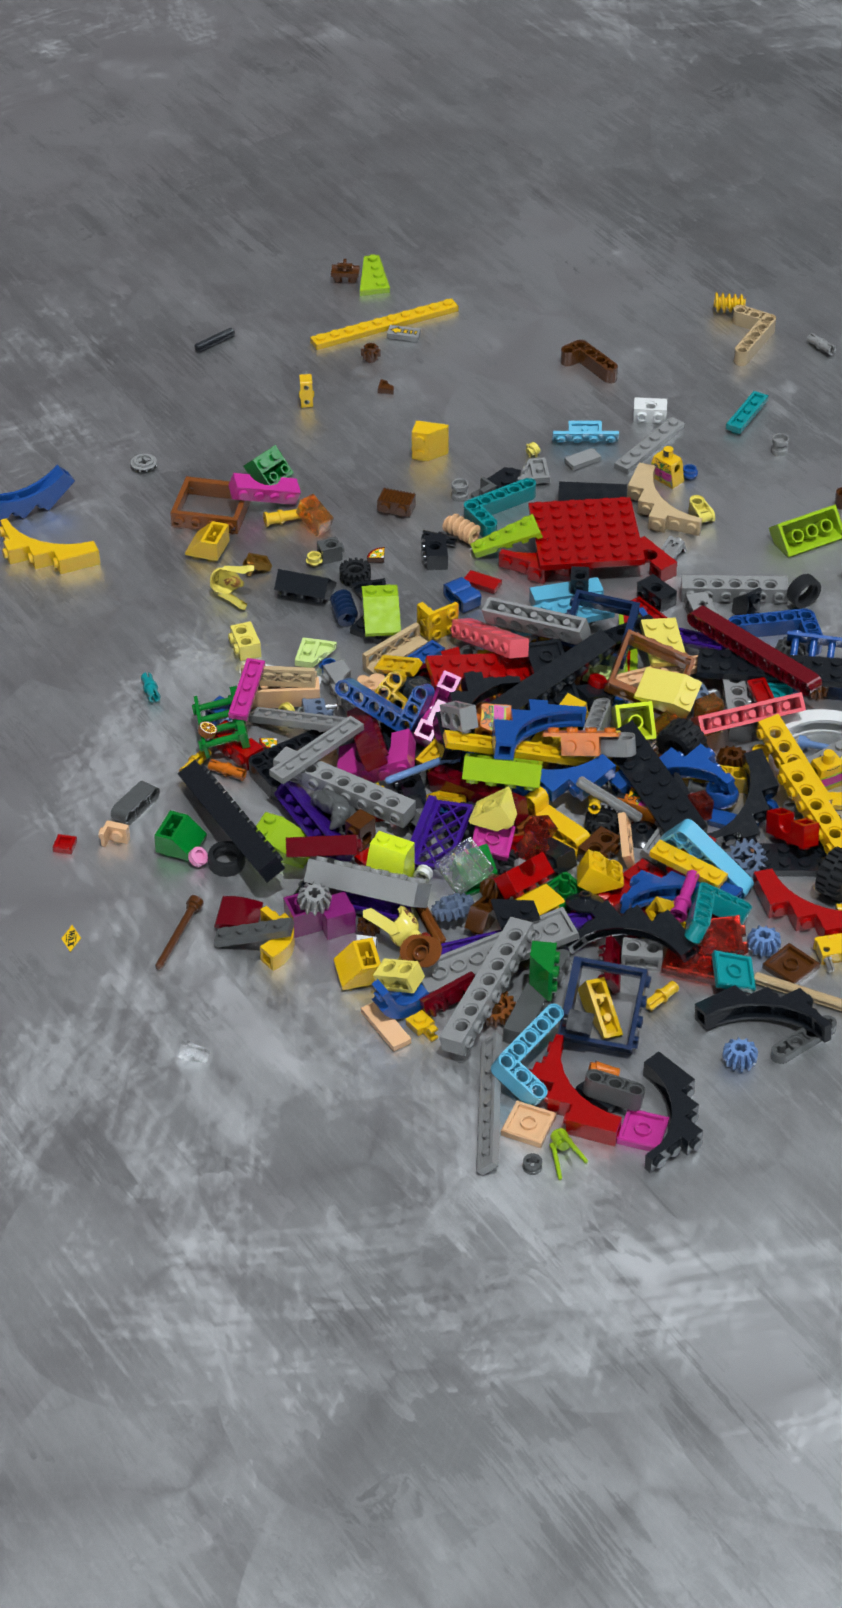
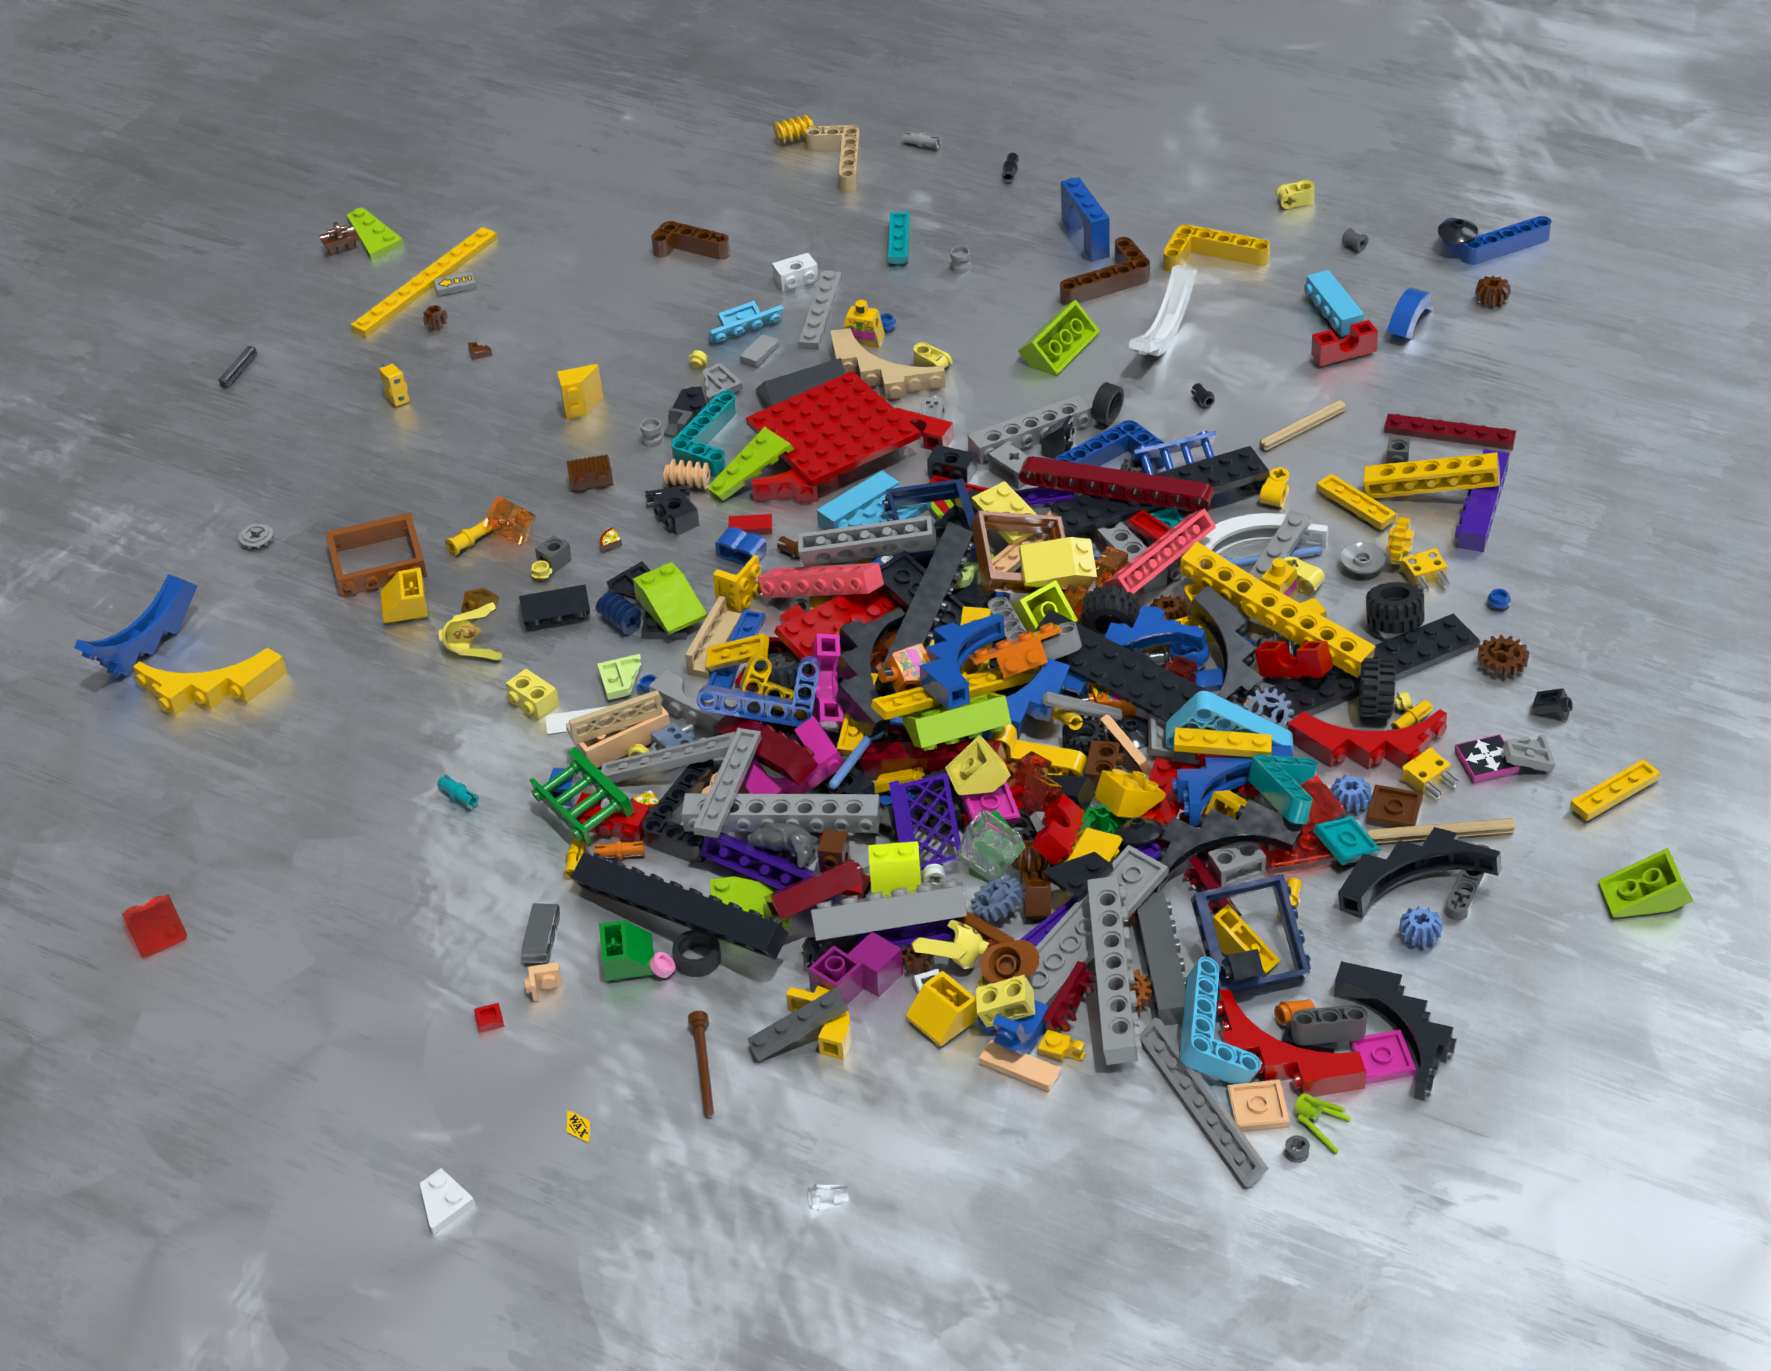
camera: 25 degrees left, 0 degrees up
(207, 730) = (577, 812): dark orange tile -> none
(237, 911) = (756, 1009): dark red slope -> none
(246, 488) = (412, 519): dark pink arch -> none
(246, 689) = (595, 745): dark pink tile -> none
(268, 467) = (412, 487): green slope -> none
(314, 898) = (850, 953): light grey gear -> none
(354, 571) = (591, 563): black tyre -> none
(371, 682) = (720, 679): light nougat plate -> none
(459, 716) = (876, 677): light grey brick -> none
(543, 968) = (1163, 923): green slope -> none
(579, 579) = (870, 480): black brick -> none
(597, 680) = (969, 582): red tile -> none
(683, 900) = (1248, 784): dark pink pin -> none

